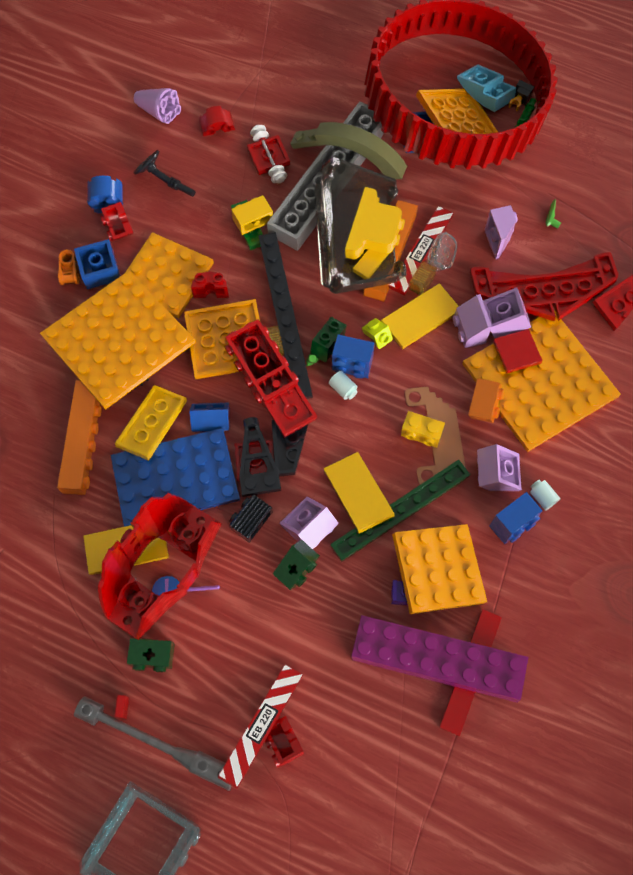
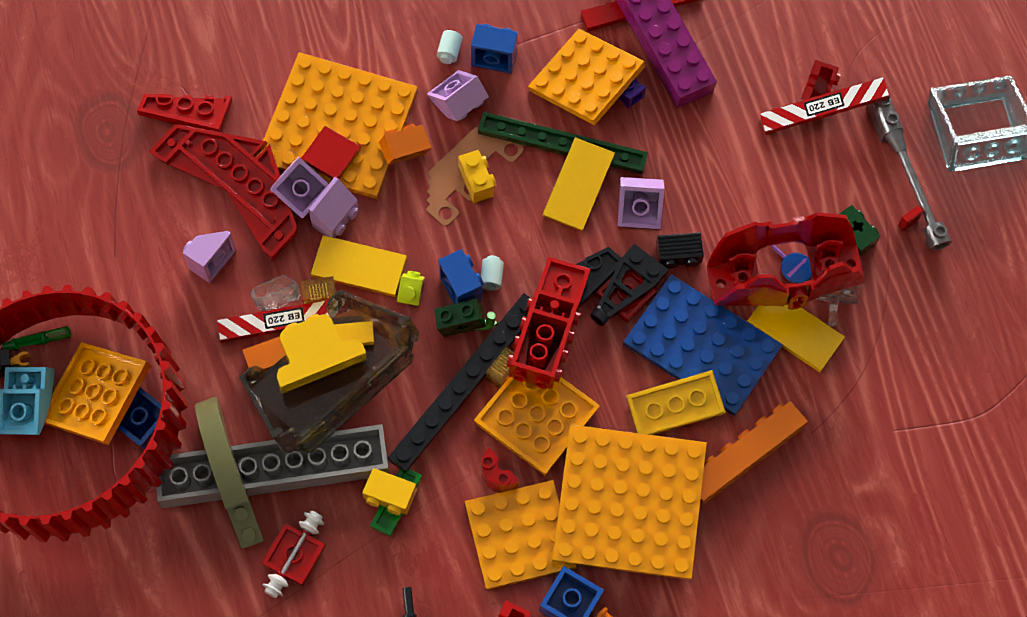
camera: 135 degrees left, 0 degrees up
(209, 416) = (621, 363): blue panel -> none
(296, 564) = (686, 177): dark green brick -> none
(550, 216) = (145, 232): bright green bar -> none

